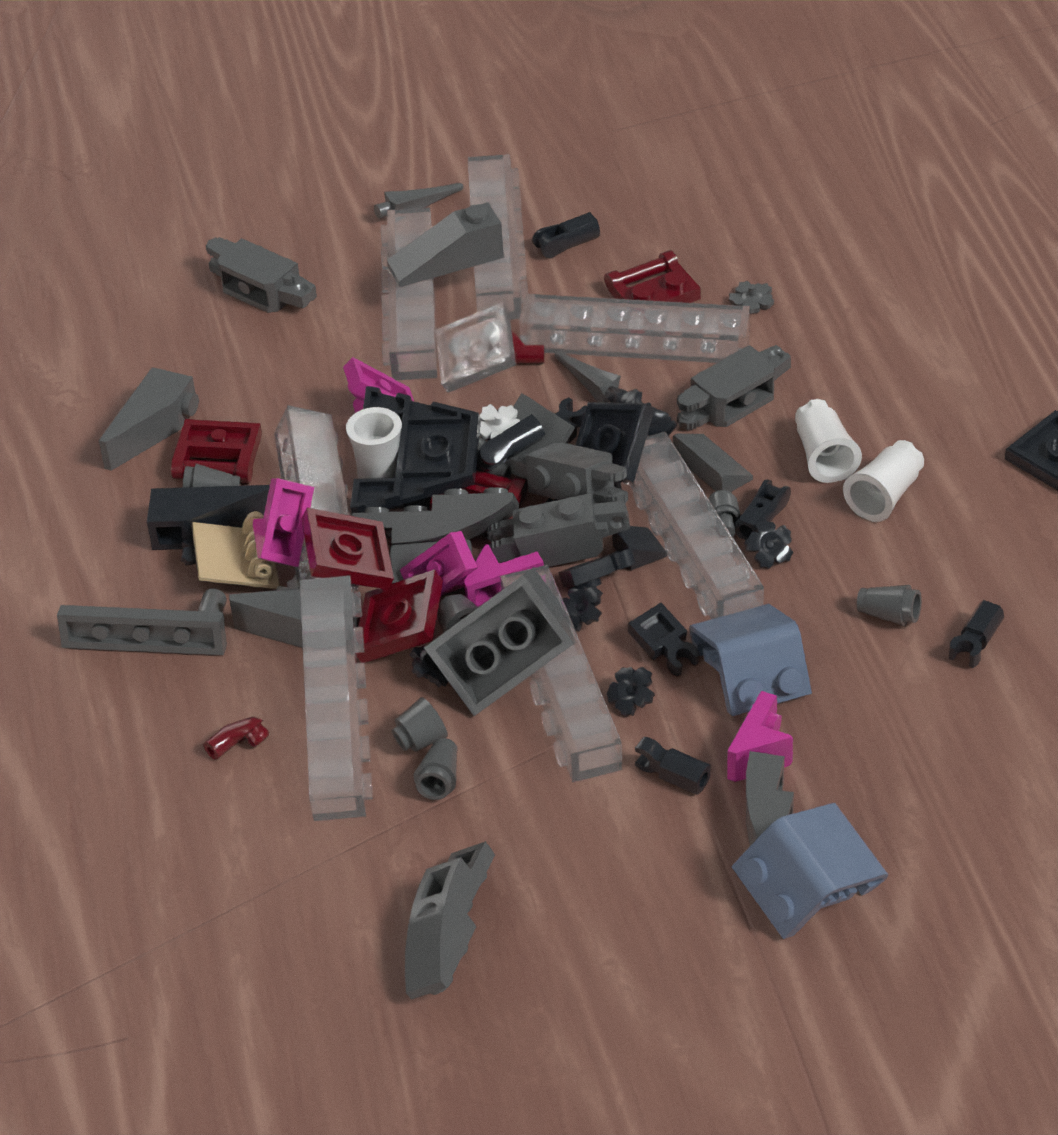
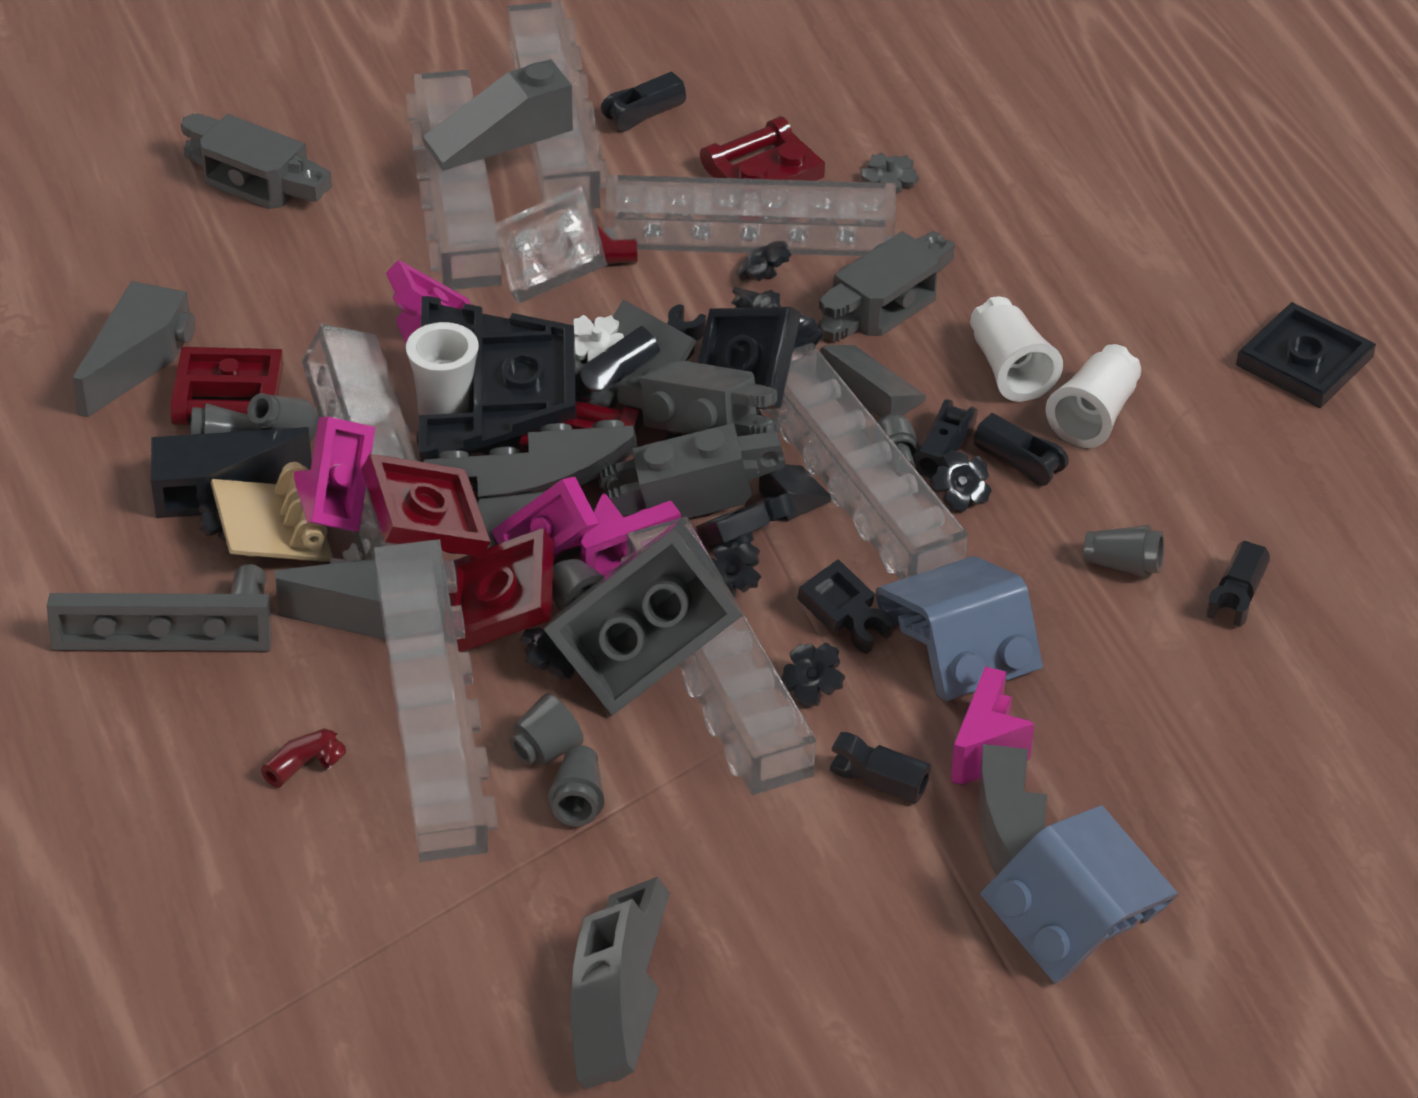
camera: 10 degrees left, 0 degrees up
(250, 472) = (282, 413): none -> dark grey cone
(414, 198) = (441, 60): dark grey piece -> none
(593, 379) = (709, 283): dark grey piece -> none
(641, 365) = (763, 260): none -> black plant
(820, 521) = (1020, 449): none -> black bar

